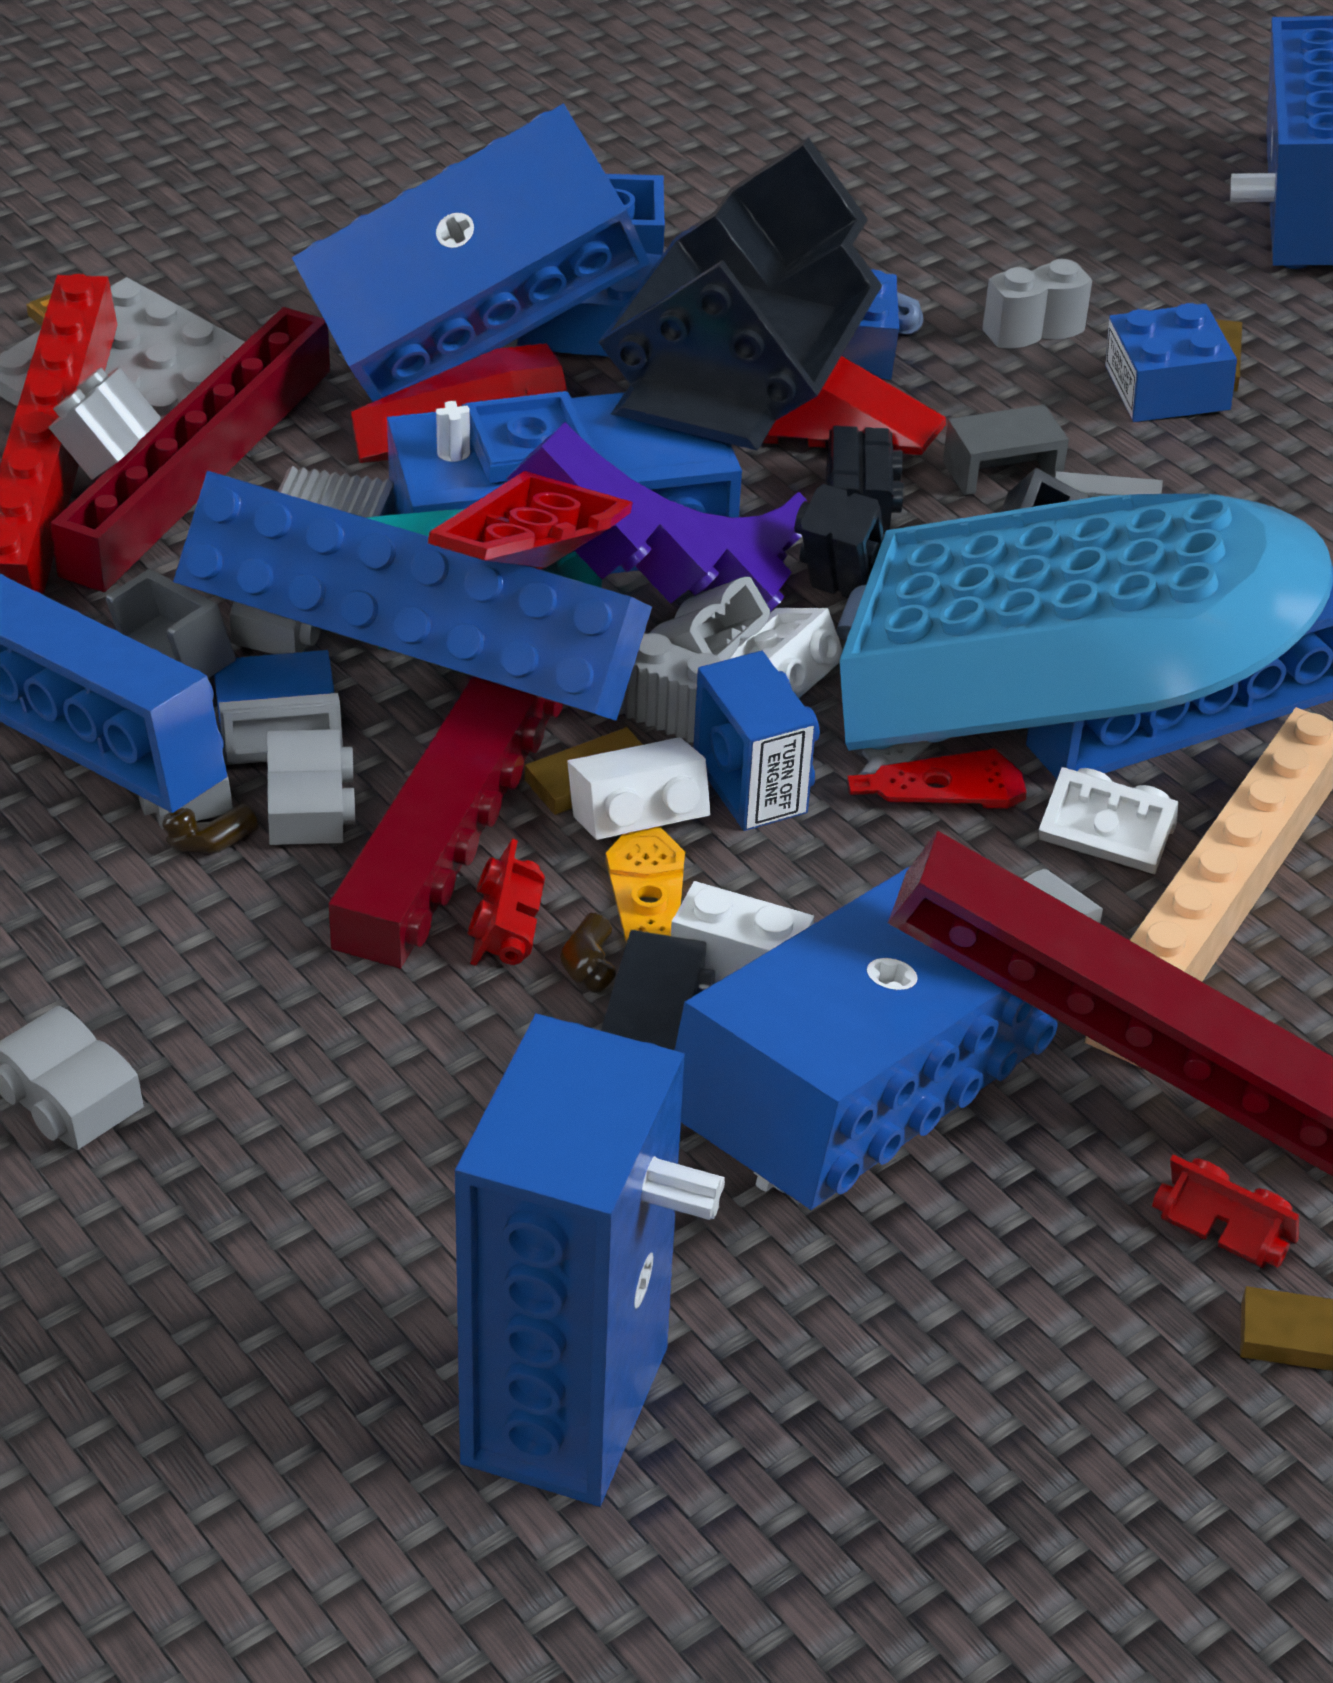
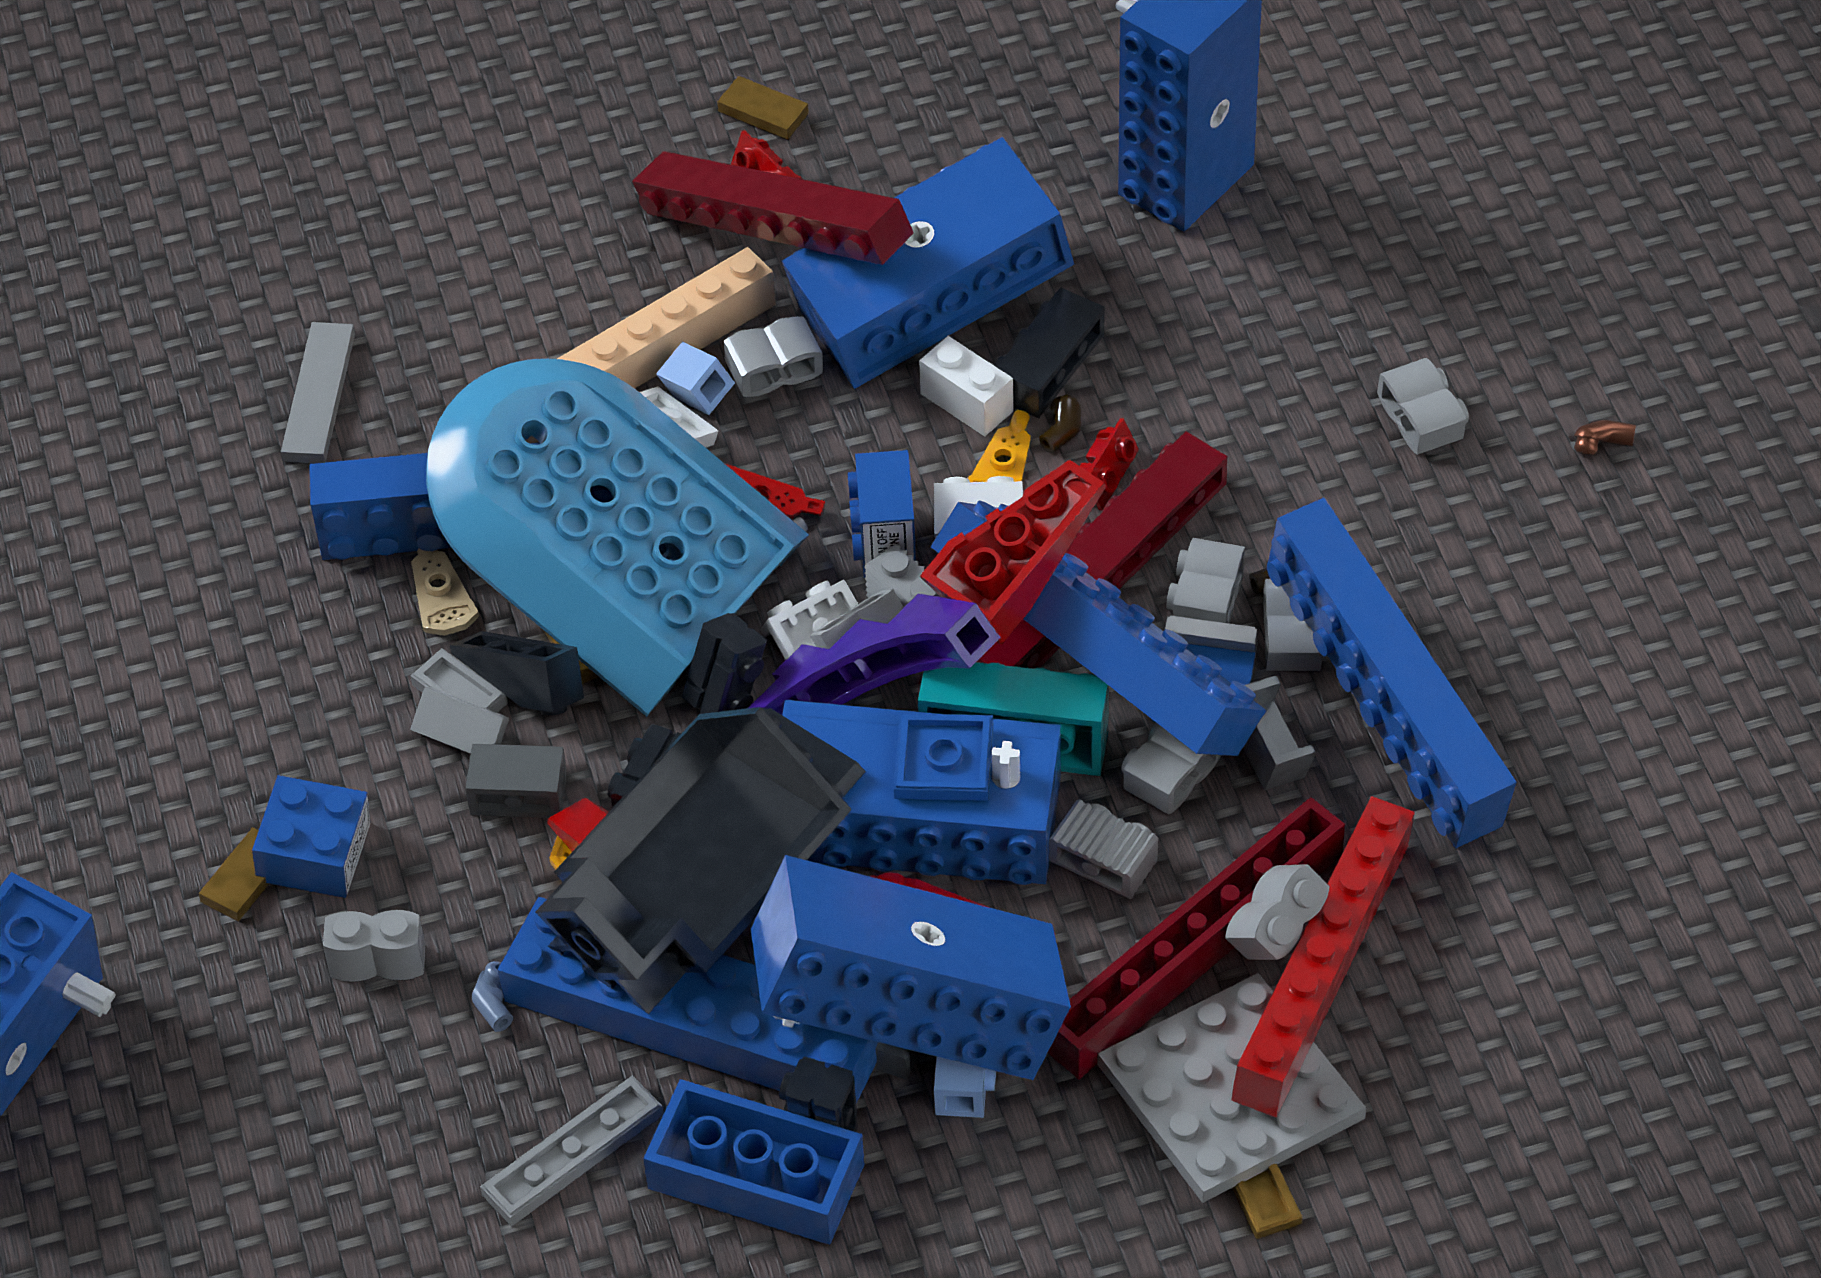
camera: 155 degrees left, 10 degrees up
(1110, 862) = (695, 378): none -> light blue brick

